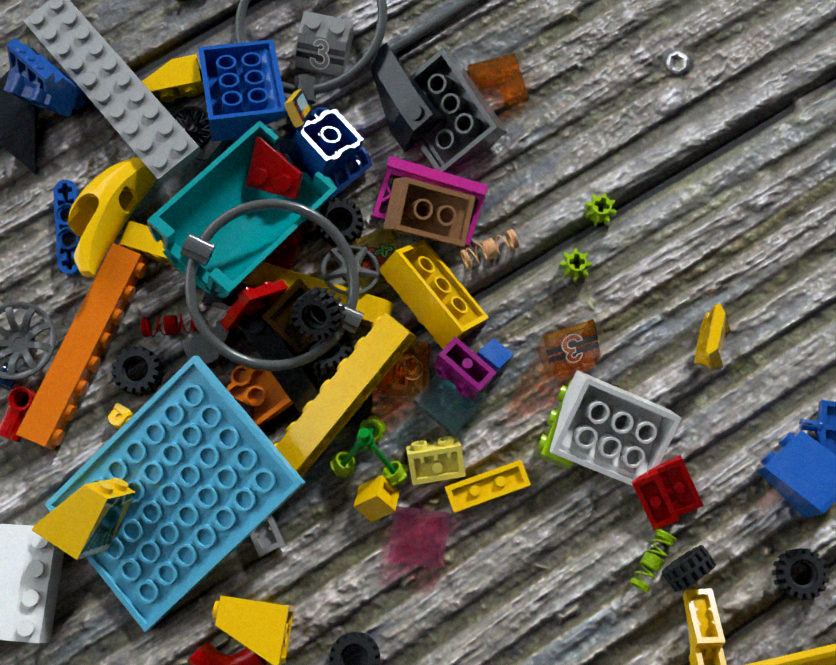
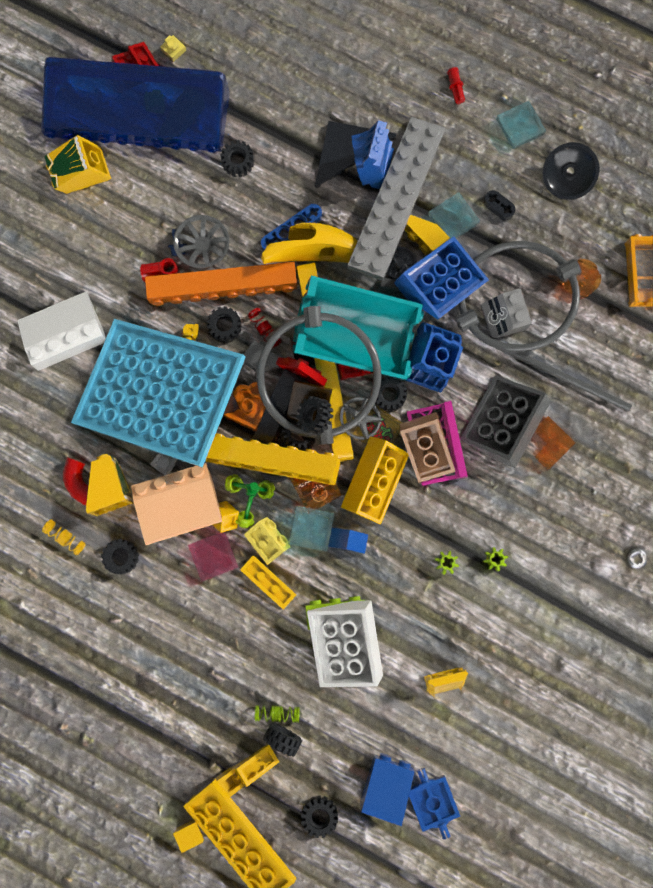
camera: 60 degrees right, 5 degrees up
(87, 518) = (114, 350): yellow slope -> none
(173, 37) = (454, 216): none -> clear light blue plate
(273, 172) = (394, 332): red wing -> none
(298, 108) = (448, 323): tile -> none
(329, 546) = (176, 503): none -> light nougat slope
(403, 101) = (496, 388): black wedge -> none
(463, 369) = (332, 526): magenta brick -> none
(489, 248) = (426, 500): light nougat piece -> none
(569, 349) = (385, 589): clear orange slope -> none
(667, 492) = (325, 701): red slope -> none

